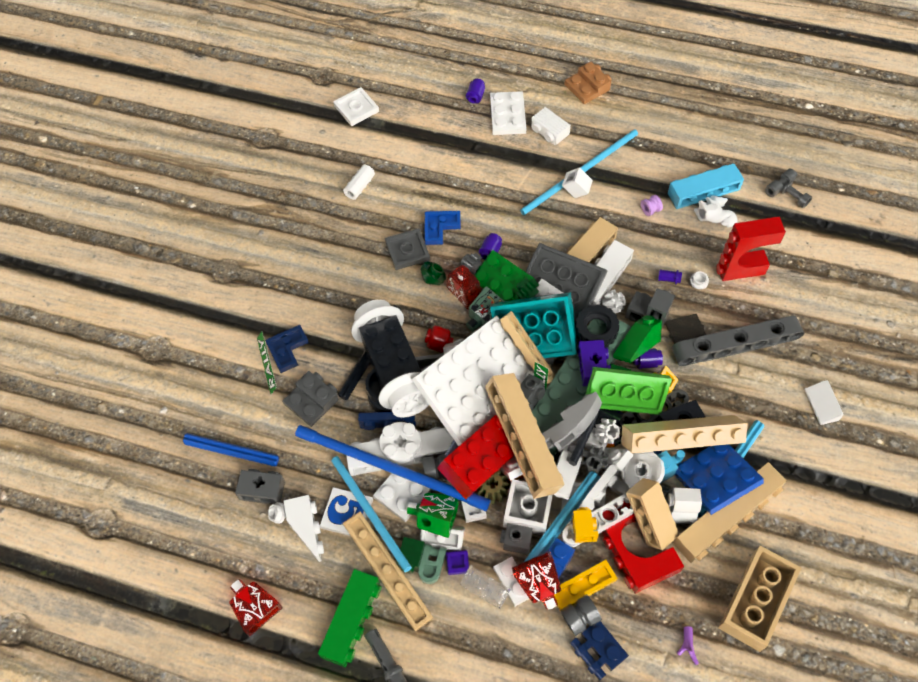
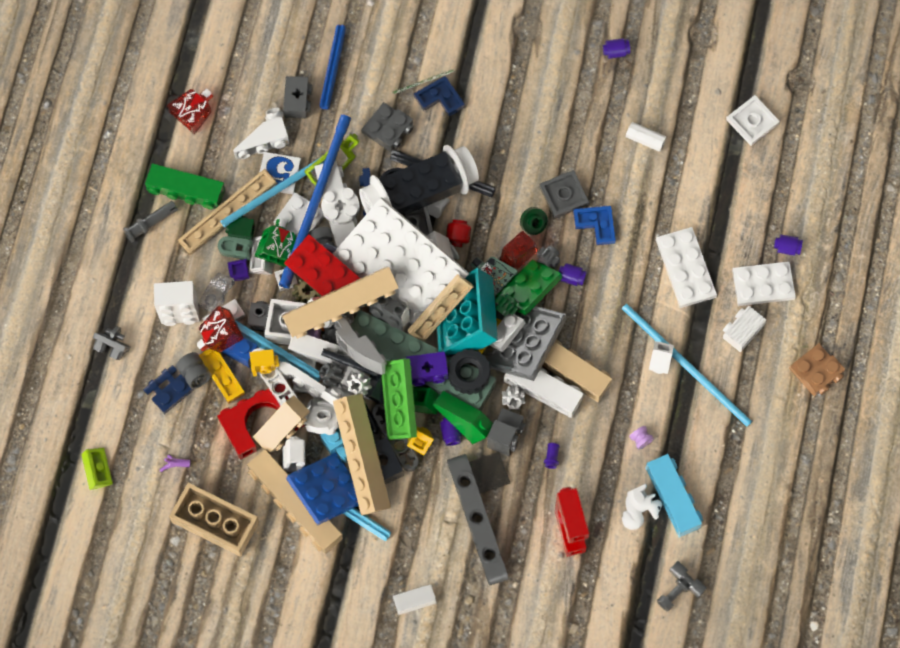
camera: 85 degrees right, 10 degrees up
(266, 197) = (616, 48): none -> dark purple brick
(335, 454) = (345, 148): none -> lime sword
(488, 164) = (686, 267): none -> white plate
(505, 625) = (176, 303): none -> white brick
(699, 280) = (550, 486): white plate -> none

